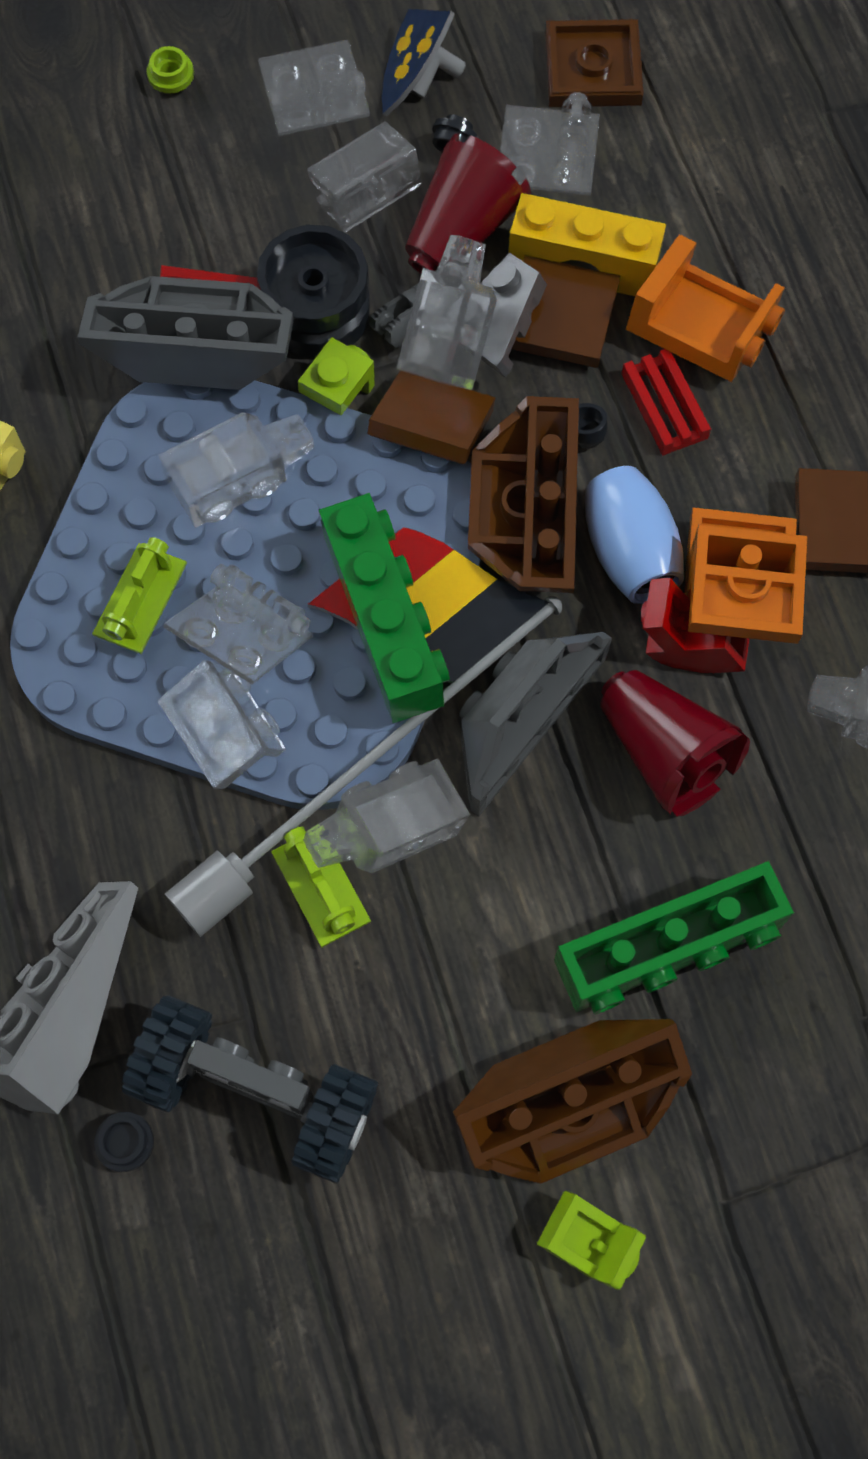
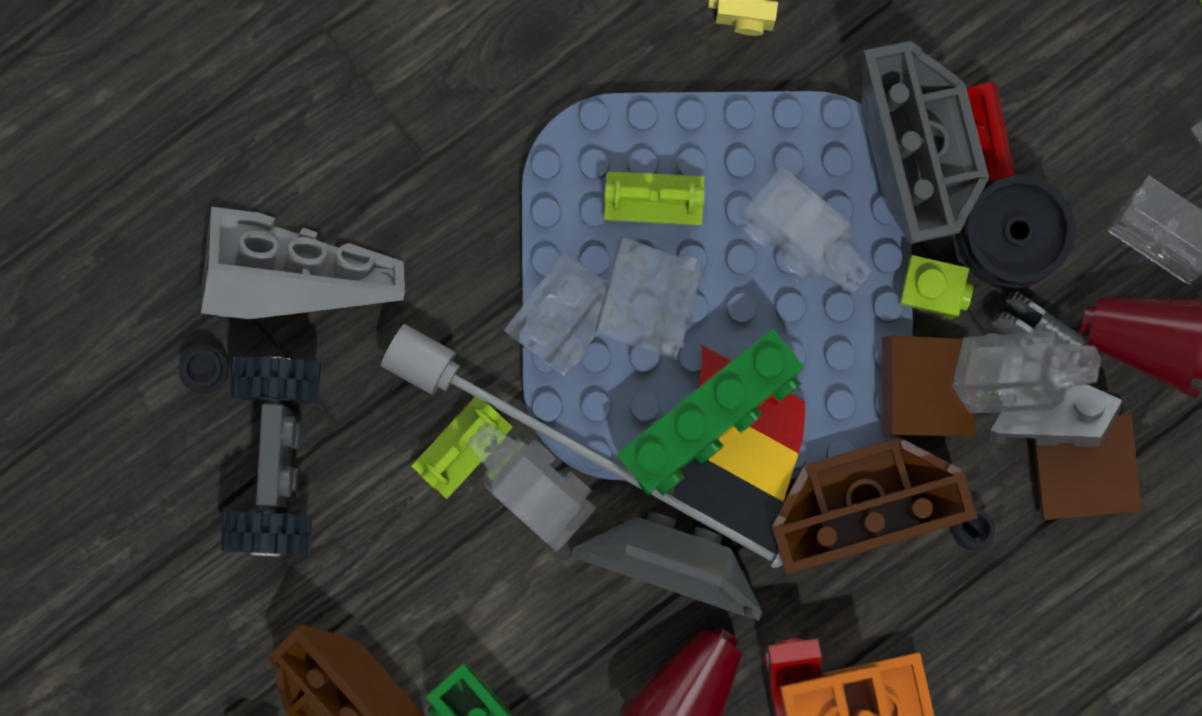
camera: 75 degrees right, 15 degrees up
(599, 237) = (1165, 468): yellow arch -> none
(632, 531) = (872, 608): light blue piece -> none
(650, 366) = (1061, 566): red tile -> none
(703, 314) = (1129, 603): orange panel -> none

